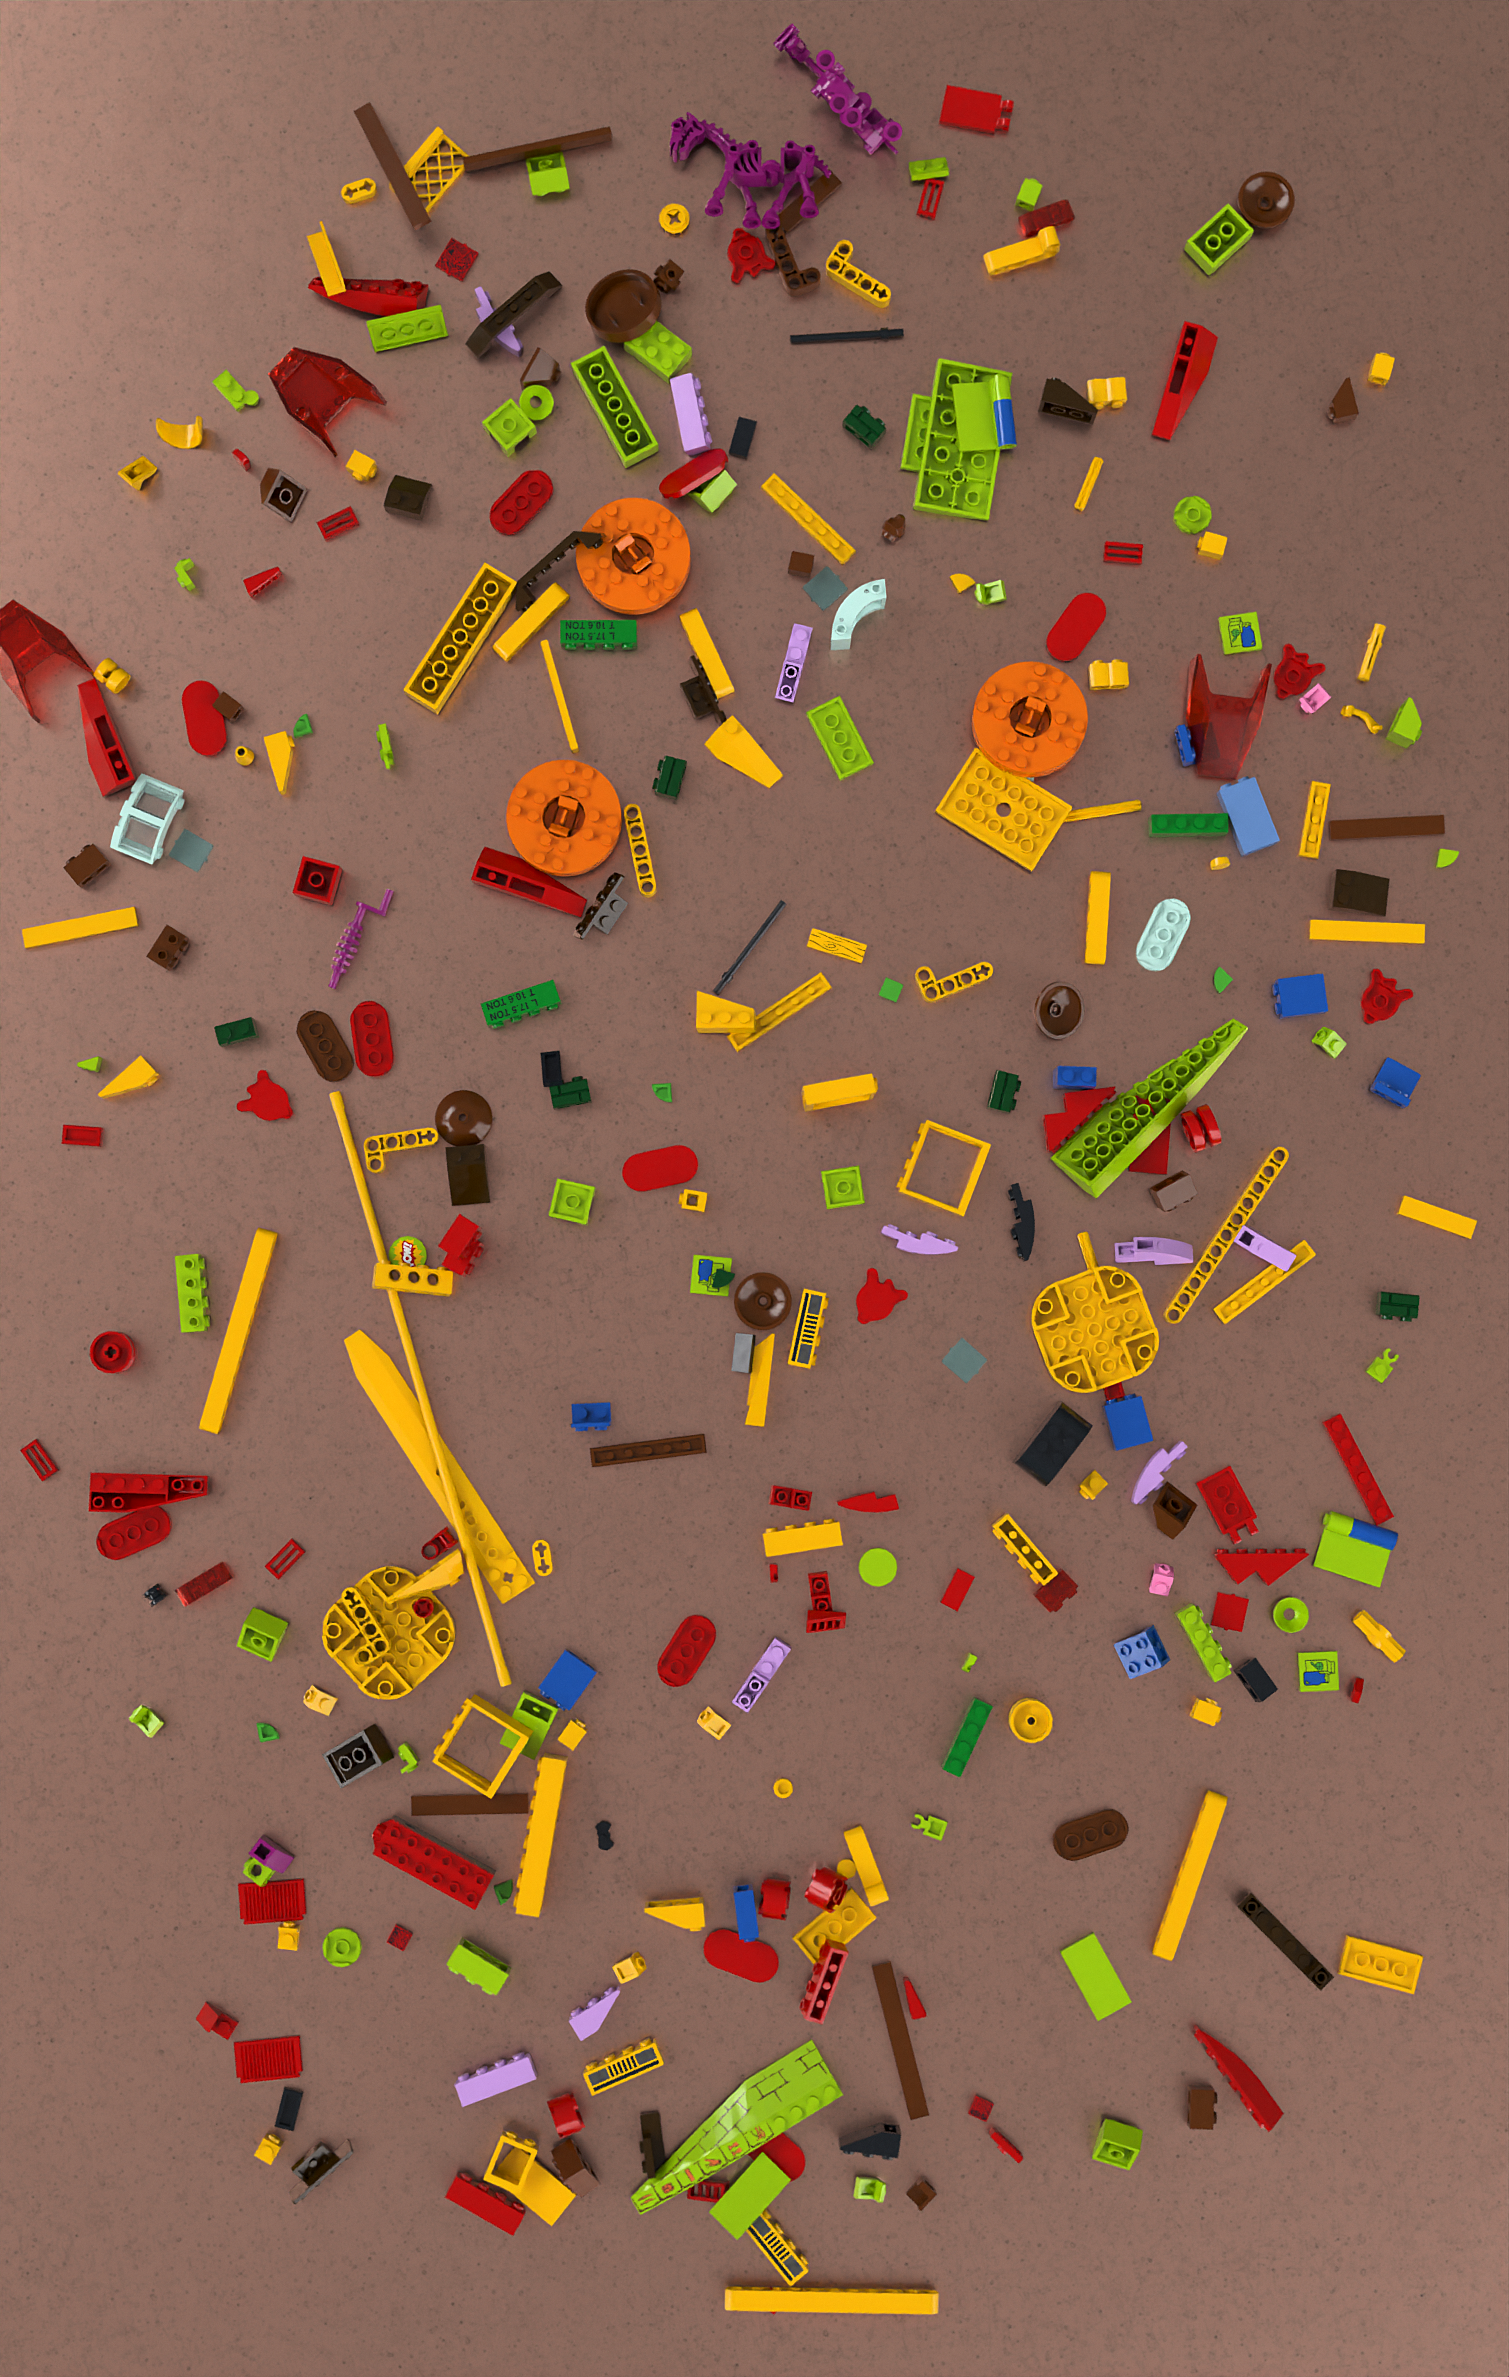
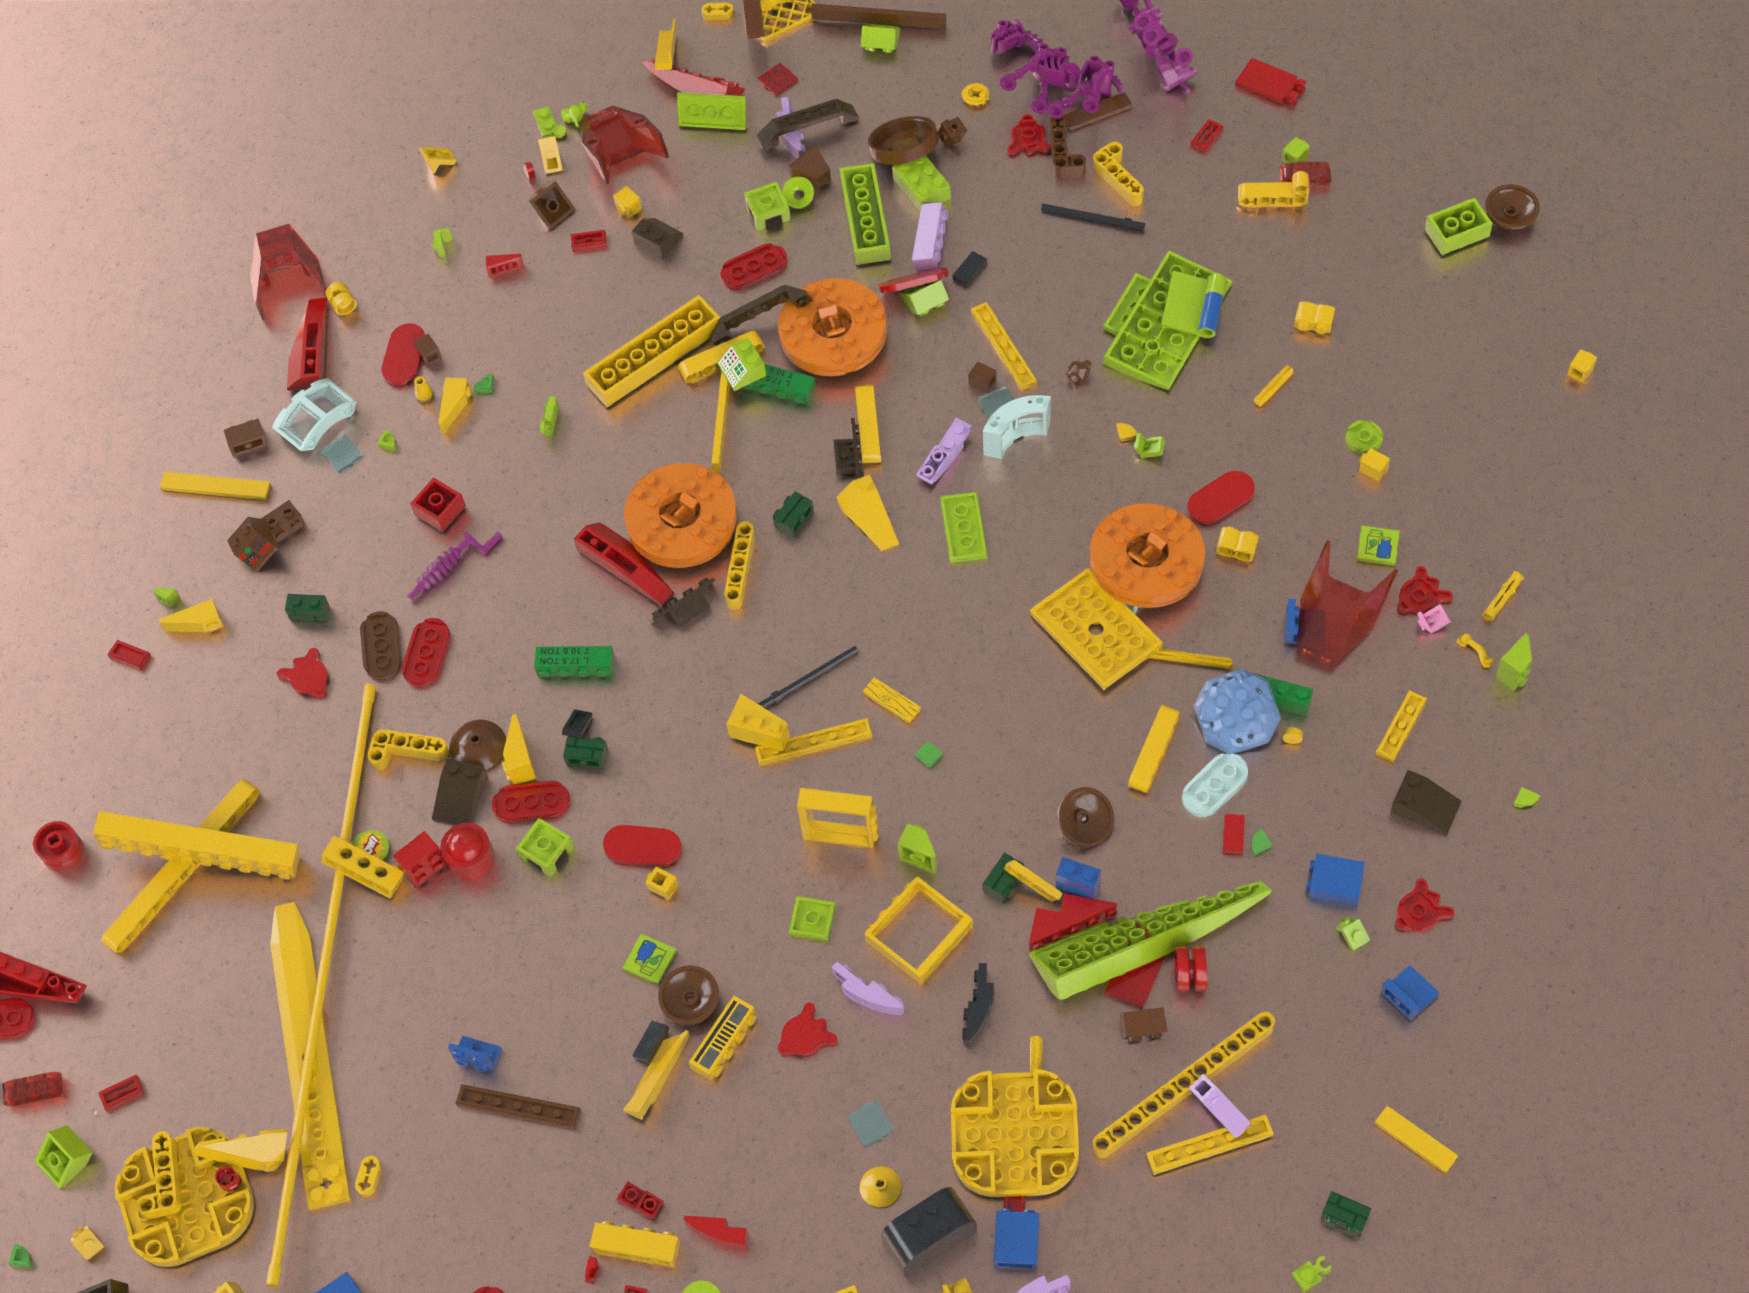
camera: 30 degrees right, 25 degrees down
(153, 983) = (253, 542): none -> reddish brown slope
(181, 435) = (484, 142): yellow piece -> none
(191, 1293) = (161, 803): lime brick -> none
(232, 822) = (387, 441): none -> lime tile
(252, 1314) = (196, 845): none -> yellow brick
(256, 433) = (550, 154): none -> yellow slope
(259, 371) = (574, 113): none -> lime animal
(439, 1543) = (273, 1122): red piece -> none
(460, 1237) = (419, 829): red brick -> none
(503, 1231) = (467, 851): none -> red piece
(511, 1124) = (516, 755): none -> yellow slope
(538, 1158) = (531, 801): none -> red tile
(560, 632) = (742, 364): none -> lime slope
(663, 1091) = (674, 778): bright green tile -> none
(722, 1278) = (658, 963): dark green tile -> none
(864, 426) = (1081, 286): dark green brick -> none
(918, 1091) = (916, 848): none -> lime slope
(928, 169) = (1218, 113): lime plate -> none
(955, 979) = (995, 760): yellow beam -> none
(984, 1408) = (882, 1196): none -> yellow dish
(1033, 1090) = (1033, 881): none -> yellow tile
(1065, 402) = (1272, 313): dark brown slope -> none
(1139, 547) = (1289, 447): red tile -> none
(1155, 1249) = (1110, 1075): lavender slope -> none
(1163, 857) = (1237, 711): none -> medium blue rock
(1185, 377) = (1392, 323): red wedge -> none
(1195, 979) = (1233, 833): none -> red tile
(1247, 816) = (1334, 702): medium blue brick -> none
(1343, 405) = (1536, 384): reddish brown slope -> none
(1367, 931) = (1423, 842): yellow tile -> none
(1387, 827) = (1473, 754): reddish brown tile -> none

